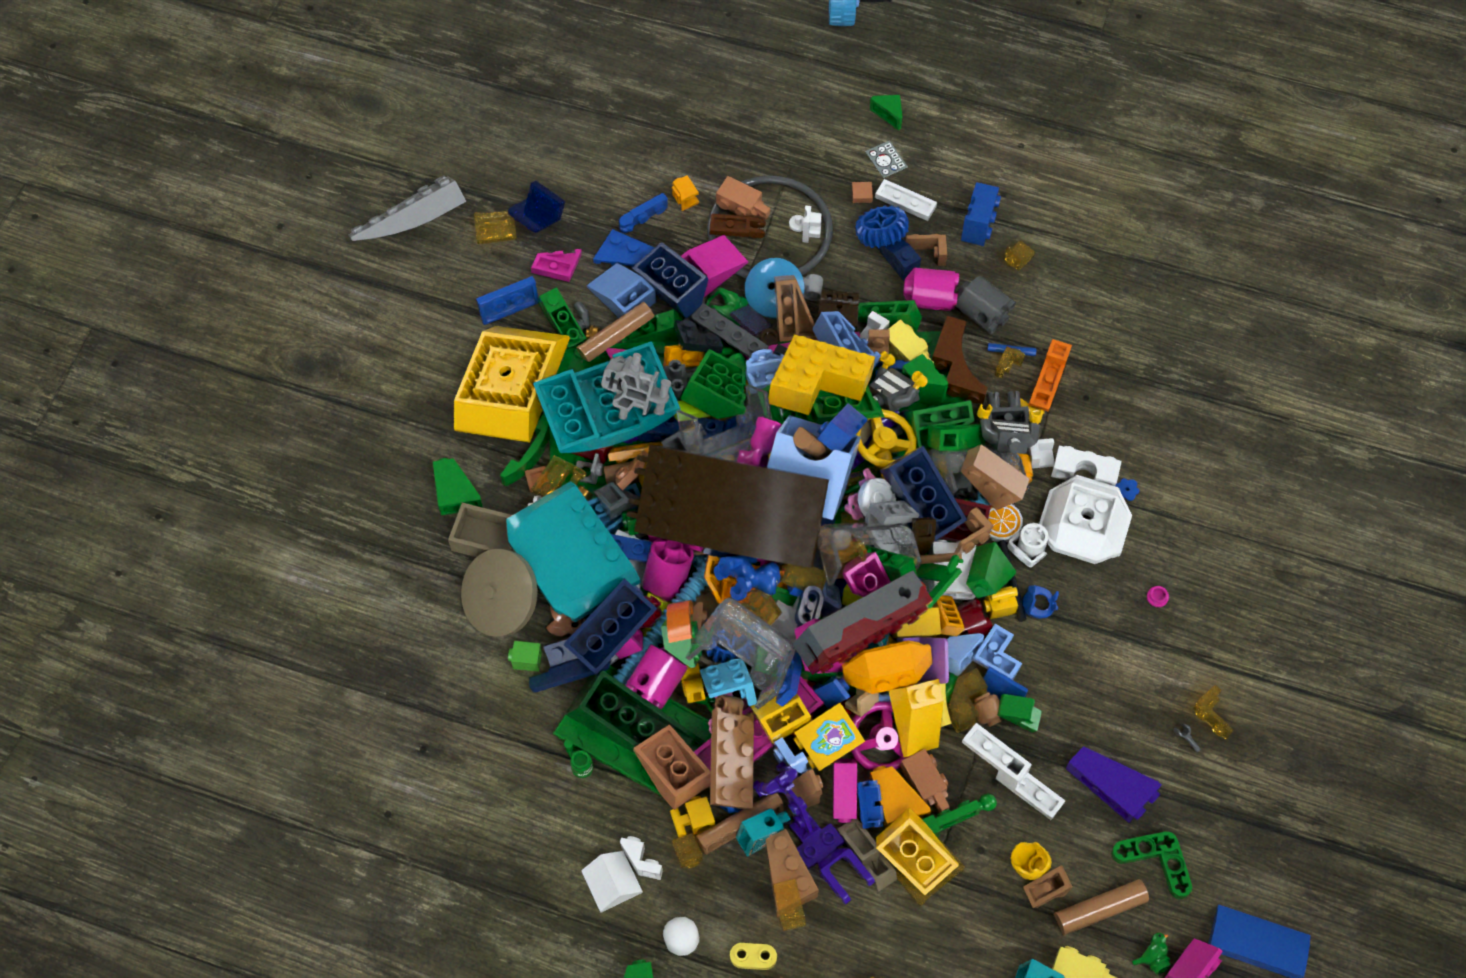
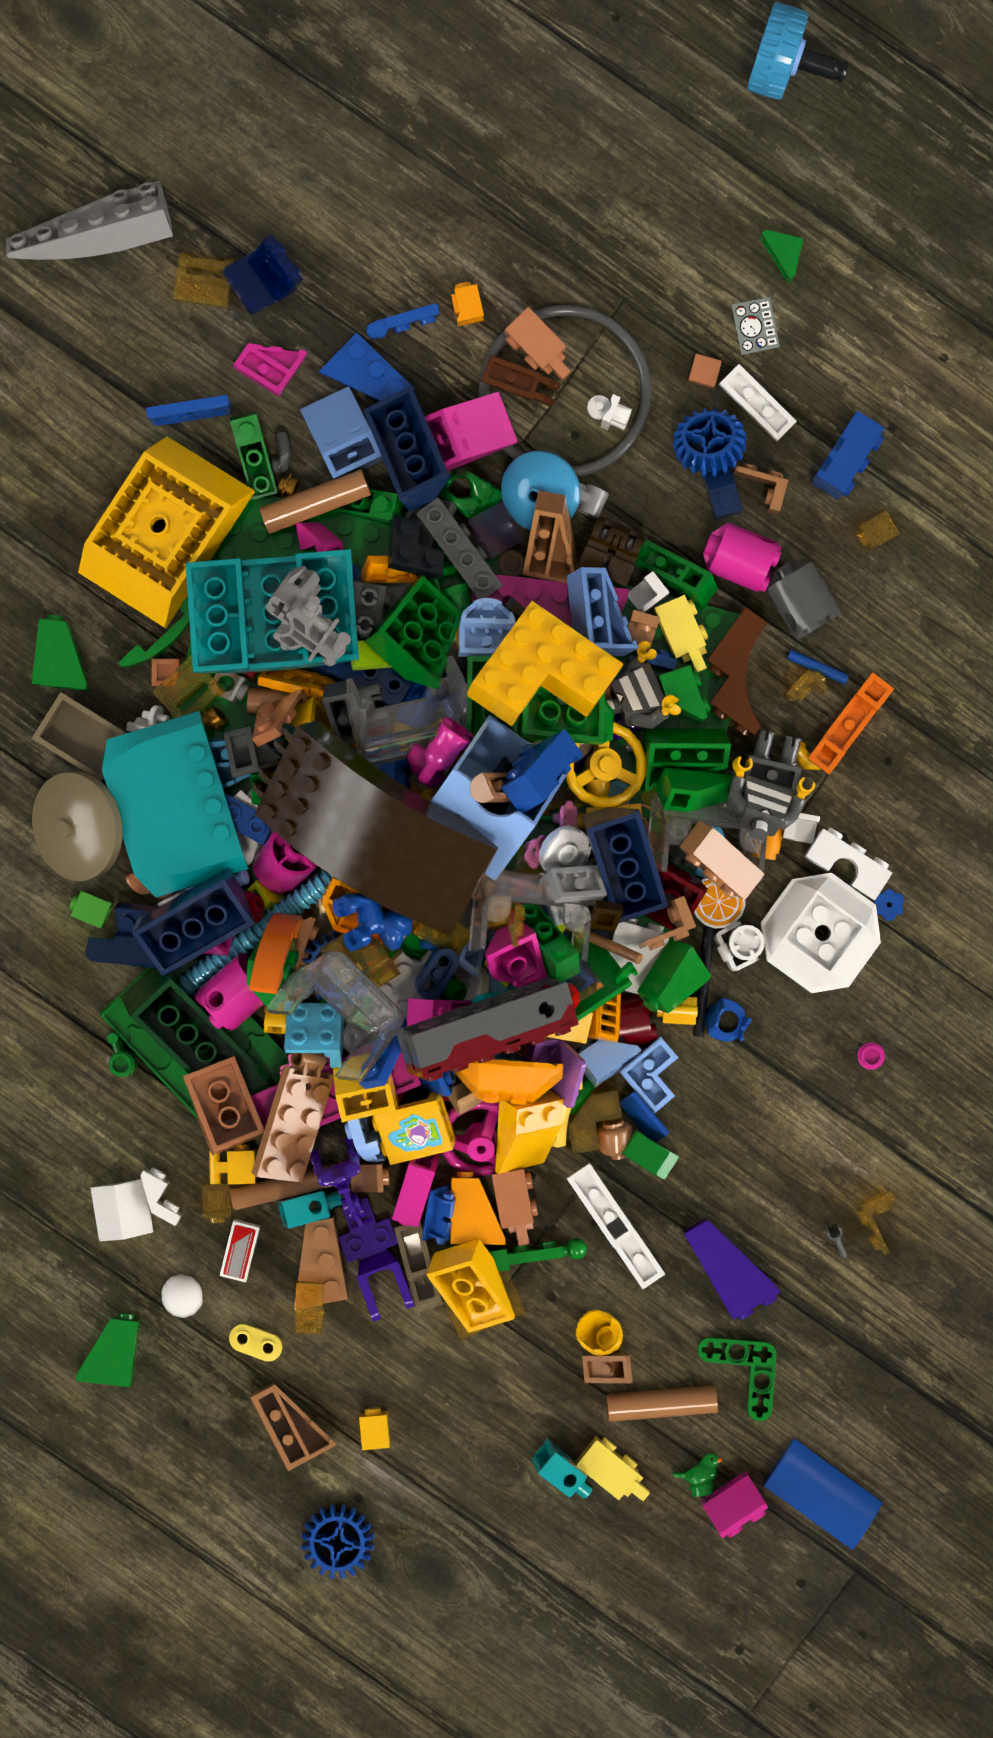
camera: 10 degrees right, 25 degrees up
(718, 884) = (240, 1250): none -> slope

